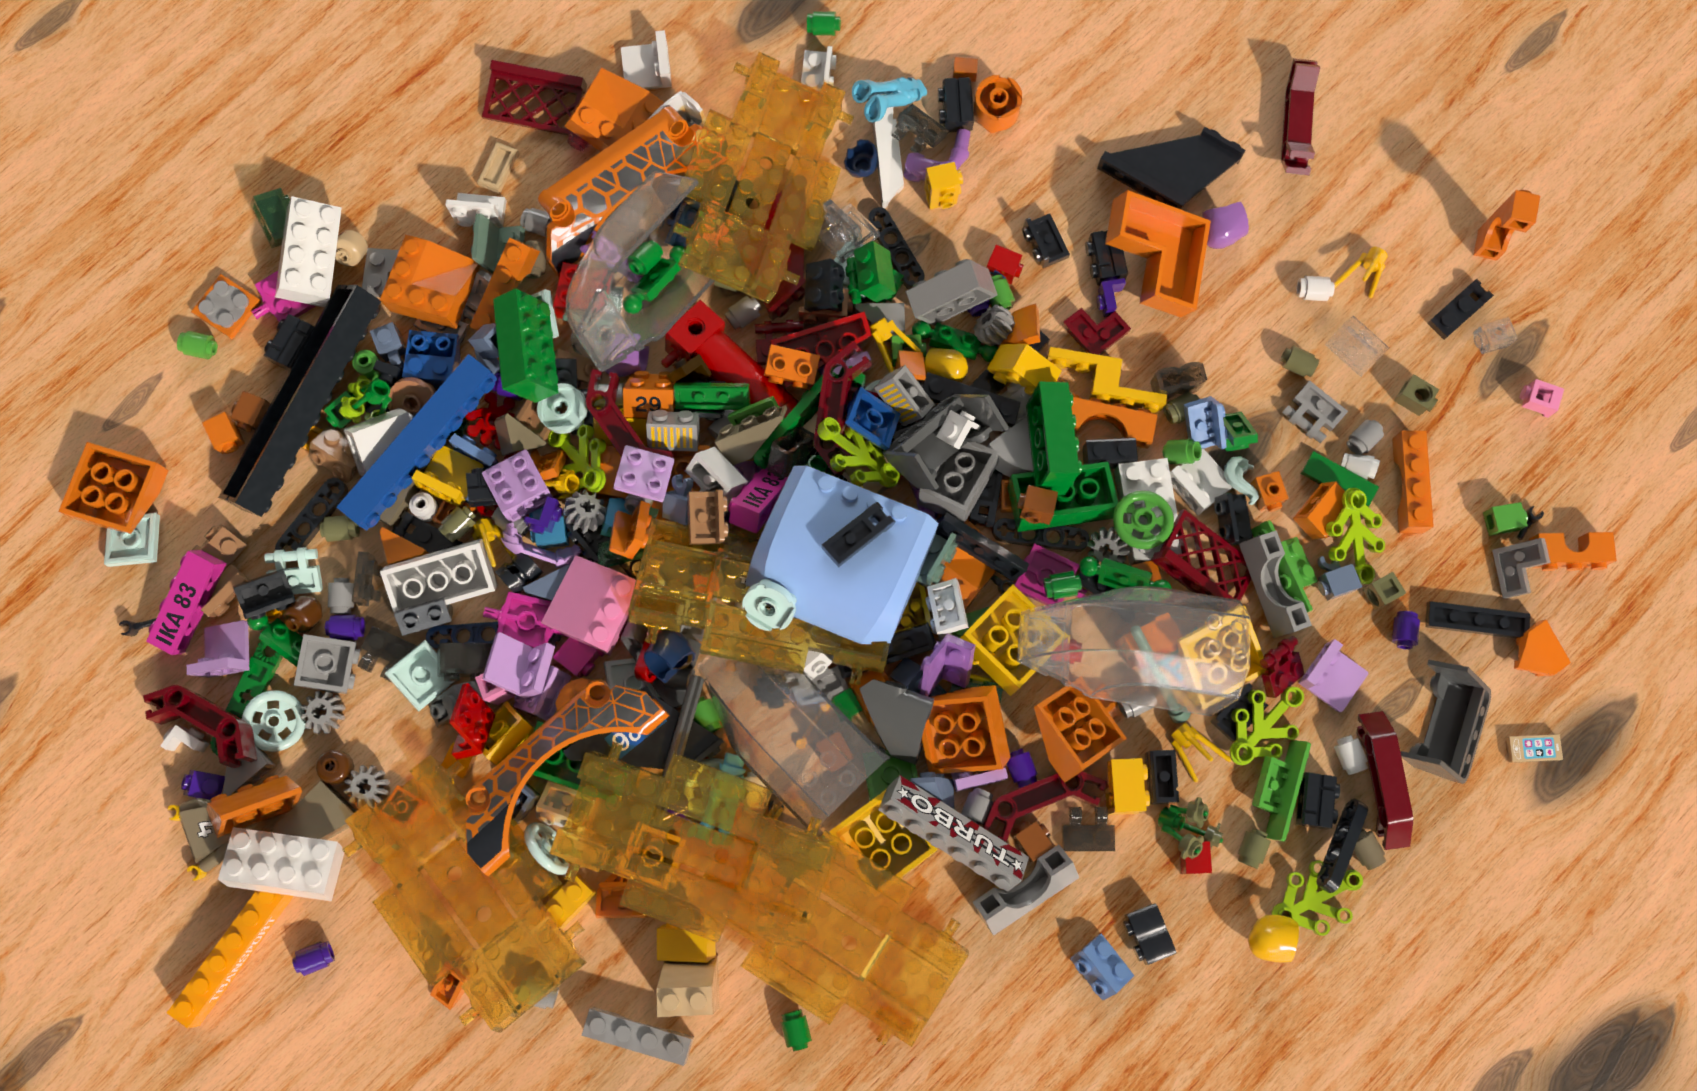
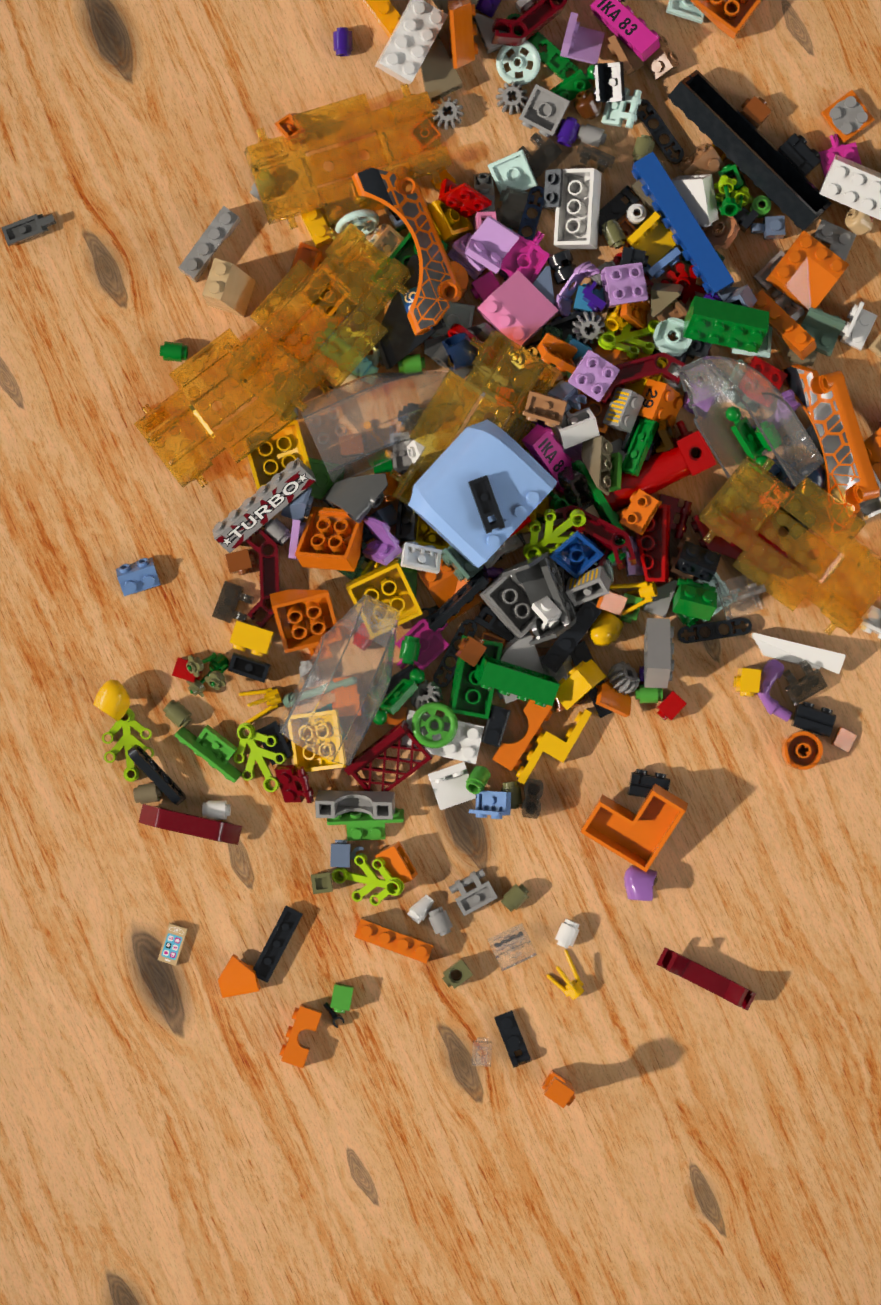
camera: 115 degrees right, 10 degrees up
(197, 344) = (822, 87): bright green brick -> none
(223, 433) = (744, 87): orange brick -> none
(342, 768) = (466, 100): reddish brown head -> none
(398, 548) = (611, 187): orange slope -> none
(431, 356) = (748, 255): blue slope -> none
(486, 530) = (602, 252): yellow plant -> none
(535, 221) = (832, 364): light grey brick -> none
(683, 946) = (257, 291): yellow brick -> none
(685, 720) = (410, 347): dark grey axle -> none
(743, 312) = (702, 495): light grey brick -> none
(774, 594) = (460, 436): light aqua plate -> none
(861, 159) = (793, 629): dark blue hair -> none
(900, 93) = (838, 679): medium azure piece -> none
(952, 338) = (625, 645): green plate -> none
(1022, 768) = (292, 573): dark purple brick -> none
(1045, 240) = (679, 745): black bracket -> none
(1051, 874) = (202, 522): light grey arch -> none
(1094, 337) = (588, 753): dark red plate -> none
(1106, 298) = (616, 771): dark purple bracket -> none
(1150, 934) = (147, 617): black brick -> none
(1173, 169) = (701, 867): black piece -> none
(1233, 518) = (414, 797): black bracket -> none
(1234, 476) = (447, 811): light aqua piece -> none
(1239, 432) = (480, 827): green slope -> none
(1271, 491) = (424, 832): orange brick -> none
(1317, 801) = (193, 771): black brick -> none
(1324, 470) = (416, 889): green tile -> none
(1333, 676) = (274, 822): lavender bracket -> none
(1406, 630) = (289, 888): dark purple brick -> none
(1454, 724) = (206, 891): dark grey windscreen -> none
(1512, 565) = (305, 985): light grey plate -> none
(1548, 397) = (419, 1072): bright pink brick -> none

